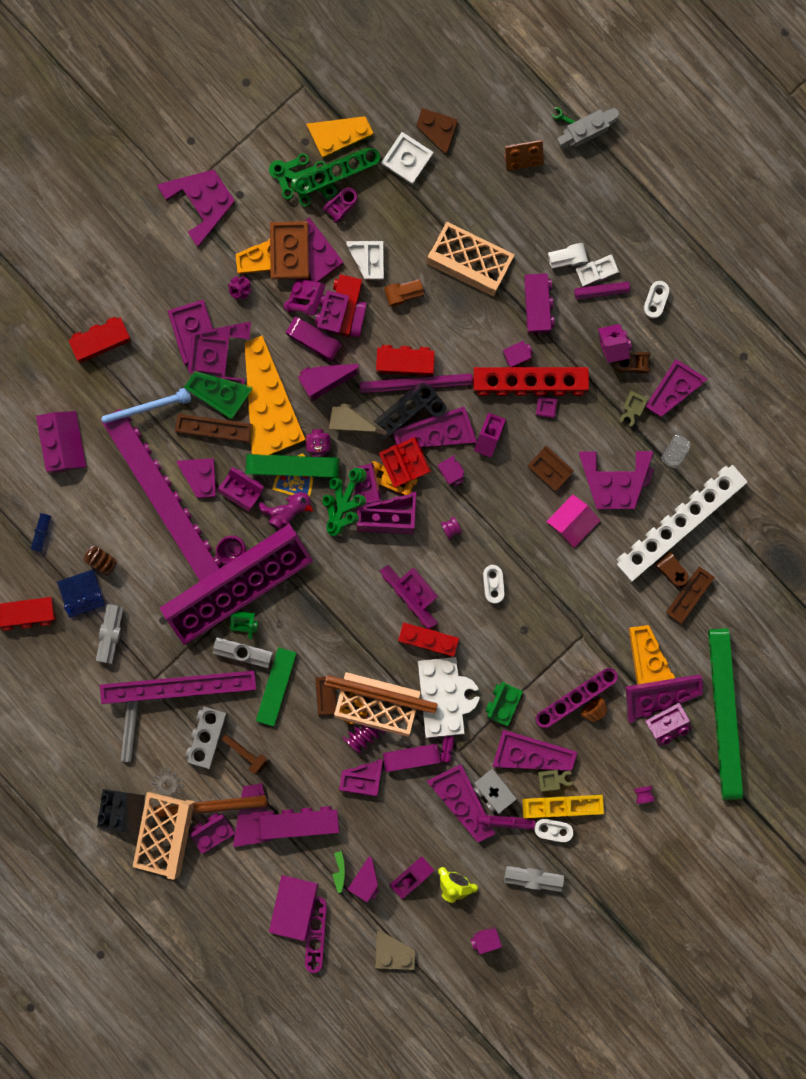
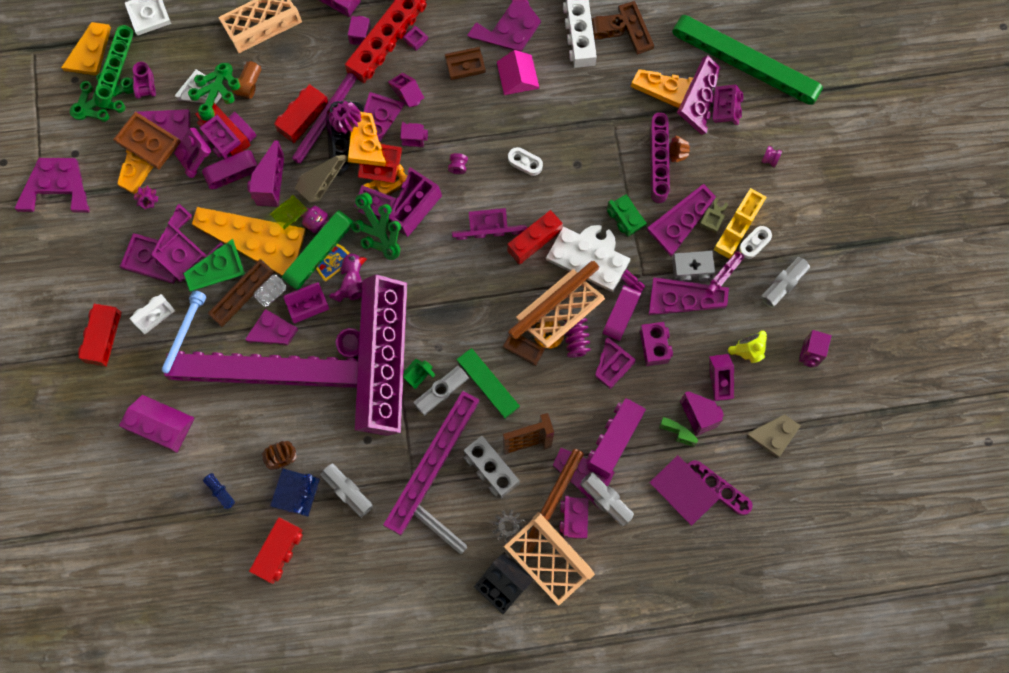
camera: 55 degrees left, 10 degrees down
(151, 372) = (152, 314): none -> white plate
(229, 452) = (270, 290): none -> clear gear
(242, 849) = (607, 499): none -> light grey piece
(309, 416) = (288, 212): none -> clear neon green piece
(374, 272) = (222, 72): none -> green plant
(399, 800) = (650, 344): none -> magenta brick
(410, 438) = (364, 143): none -> light orange wing
(418, 408) = (345, 117): none -> magenta gear

